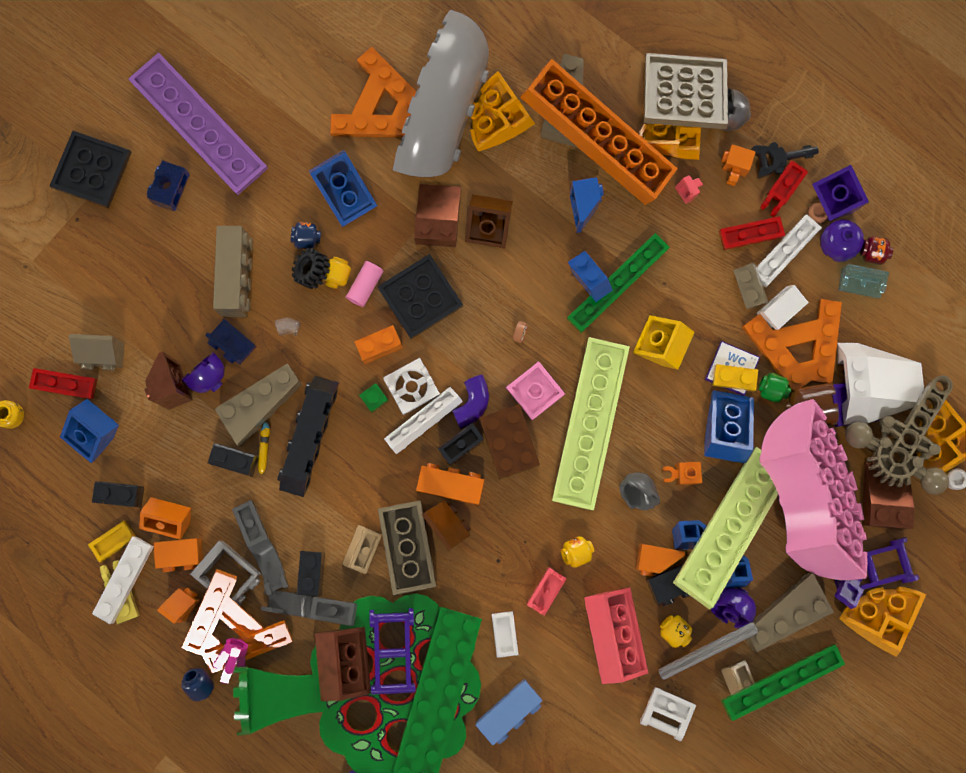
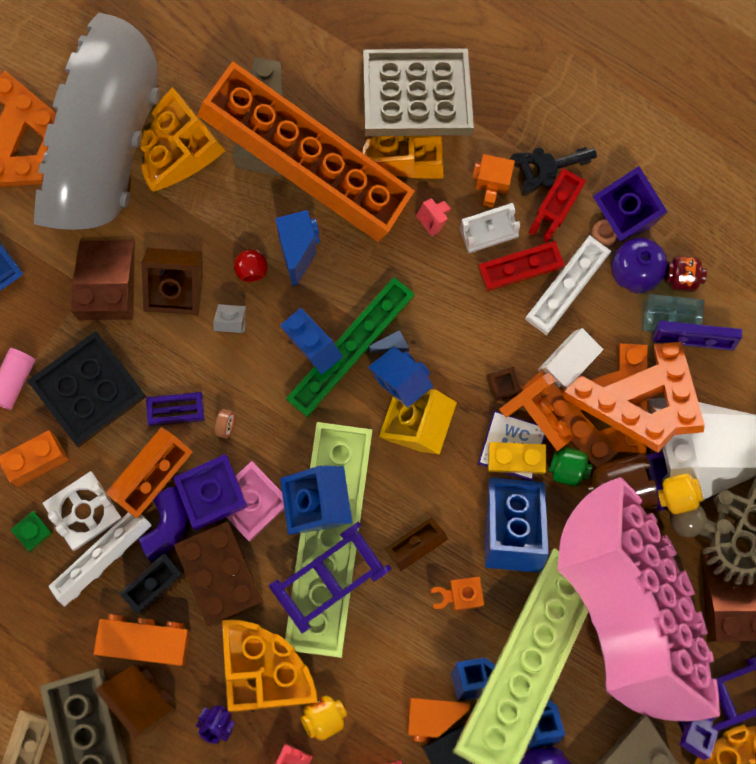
camera: 10 degrees left, 5 degrees down
(463, 363) = (149, 472): none -> orange brick
(476, 318) = (199, 407): none -> dark purple tile
(499, 548) = (215, 724): none -> dark purple gear
(508, 381) = (210, 492): none -> dark purple plate
(530, 253) = (230, 318): none -> light grey bracket
(536, 513) = (263, 669): none -> light orange brick
(548, 214) = (250, 265): none -> red piece
(584, 394) = (316, 499): none -> blue slope
(623, 452) = (376, 572): none -> dark purple piece
(639, 491) = (401, 625): dark grey hair -> none
(649, 283) = (384, 345): none -> sand blue piece
(655, 309) = (401, 376): none -> blue brick
(655, 433) = (416, 544): none -> reddish brown plate
(730, 202) = (489, 228): none -> white hinge
(730, 321) = (503, 384): none -> reddish brown tile
(738, 110) = (486, 111): flat silver cylinder -> none
(750, 286) = (526, 335): dark tan plate -> none
(757, 345) = (541, 411): none -> orange bracket
(815, 343) = (617, 401): none -> orange plate
(855, 415) = (680, 493): none -> yellow head
(880, 298) = (697, 335): none -> dark purple tile

